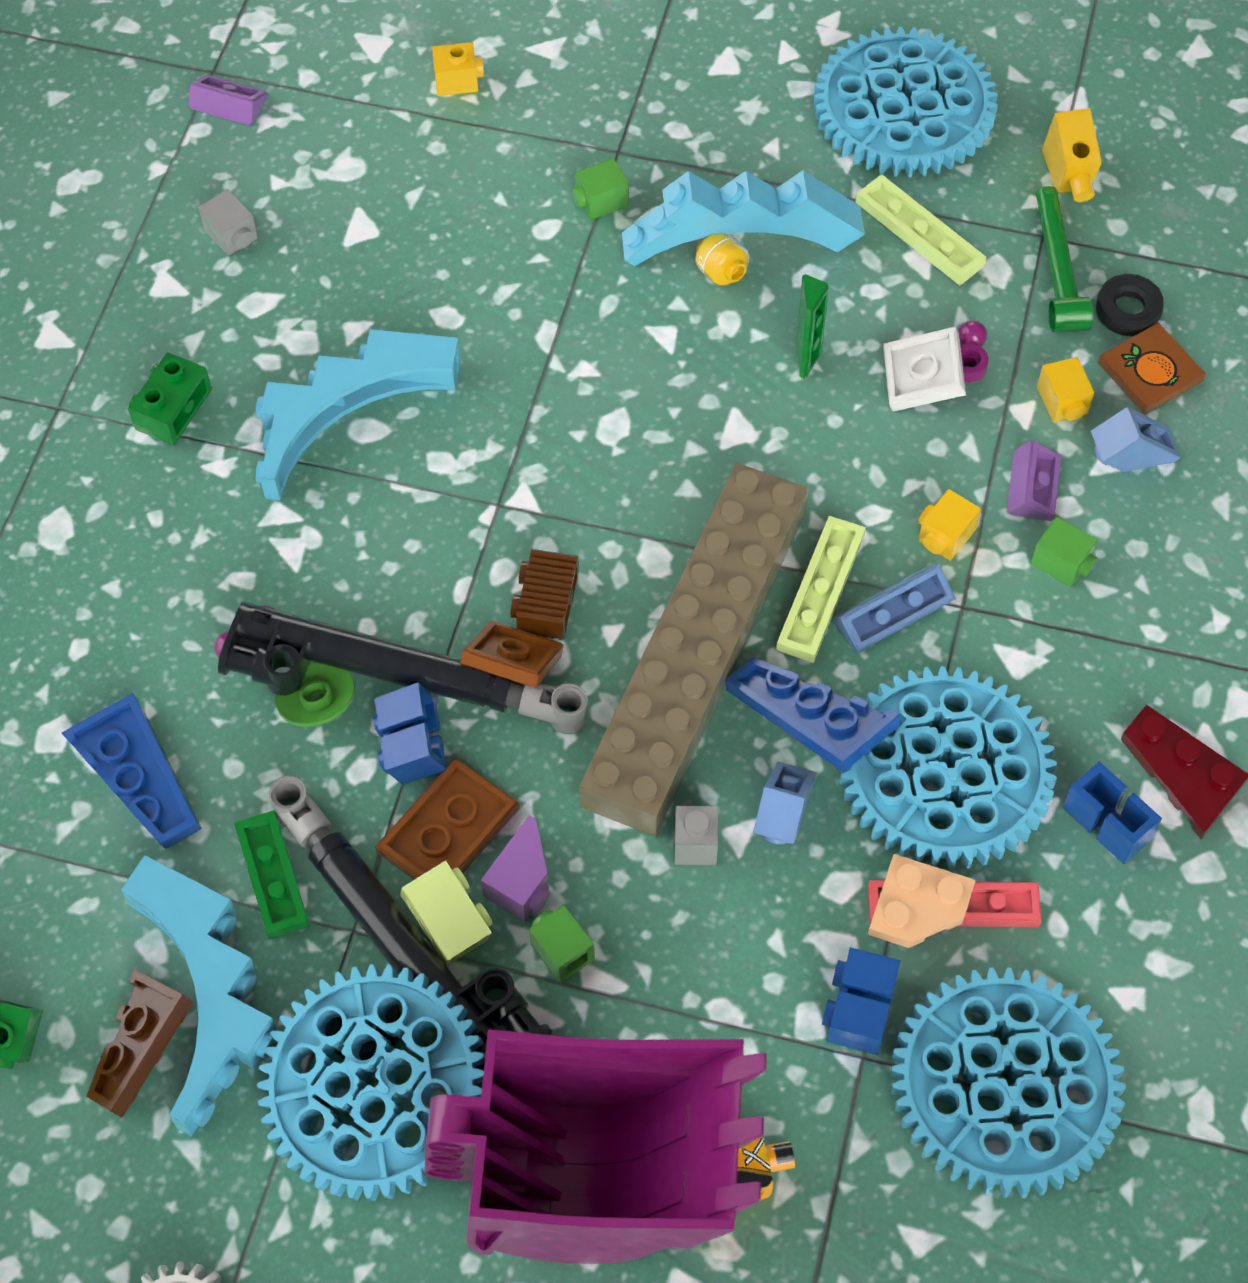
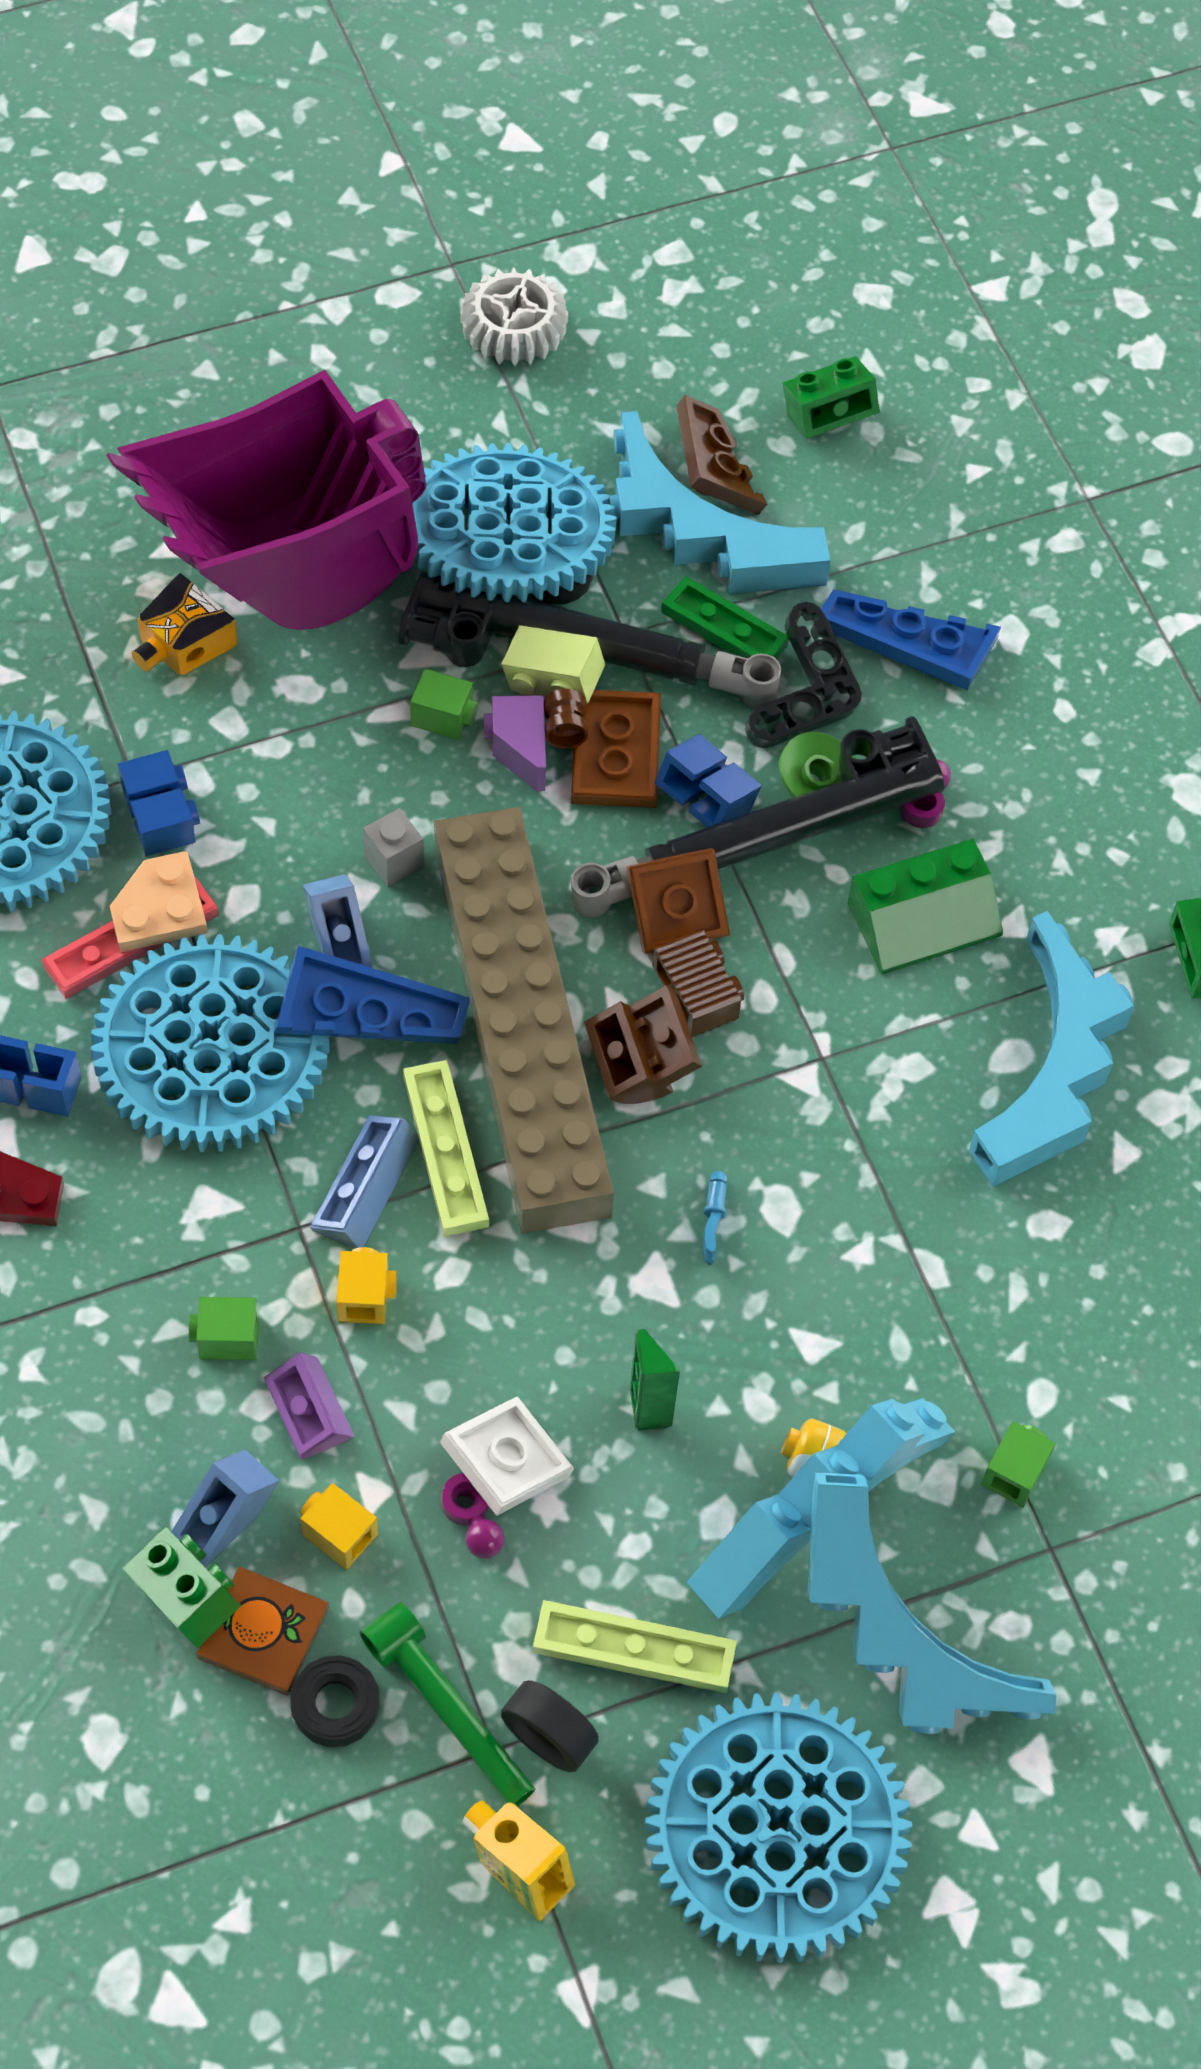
camera: 140 degrees right, 0 degrees up
(246, 765) = (822, 683): none -> black beam
(331, 554) = (926, 906): none -> slope
(475, 855) = (565, 717): none -> reddish brown wheel
(627, 565) = (643, 1047): none -> reddish brown brick
(663, 442) = (714, 1211): none -> dark azure piece
(771, 137) = (886, 1634): none -> medium azure arch
(1010, 202) = (549, 1726): none -> black tyre
(1198, 399) = (182, 1587): none -> brick

